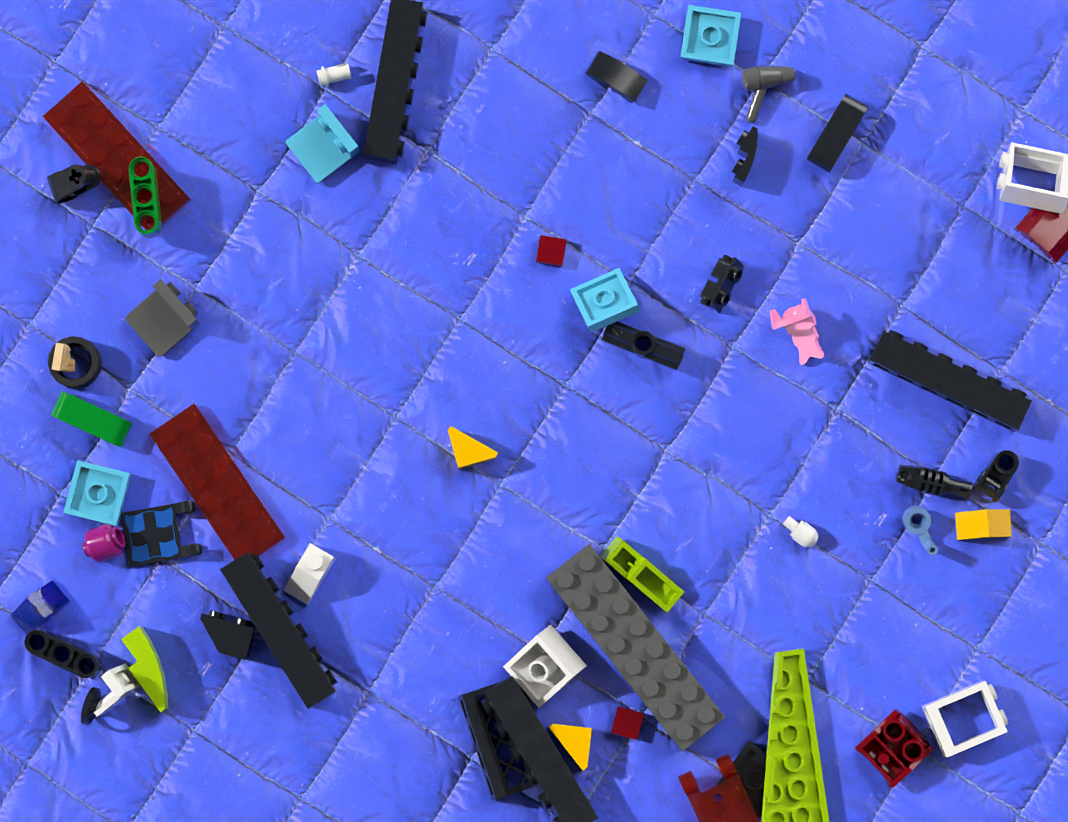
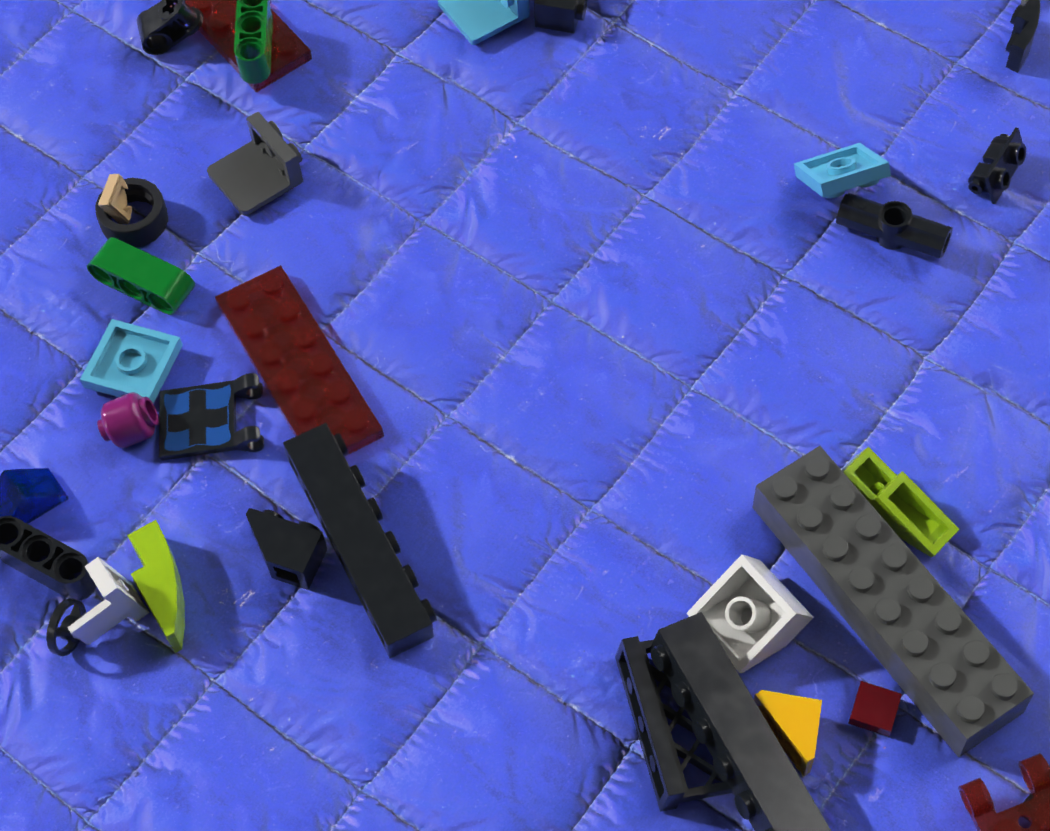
camera: 10 degrees right, 25 degrees down
(309, 573) = (412, 472): white slope -> none
(468, 450) = (651, 335): yellow slope -> none
(551, 250) = (769, 124): dark red tile -> none

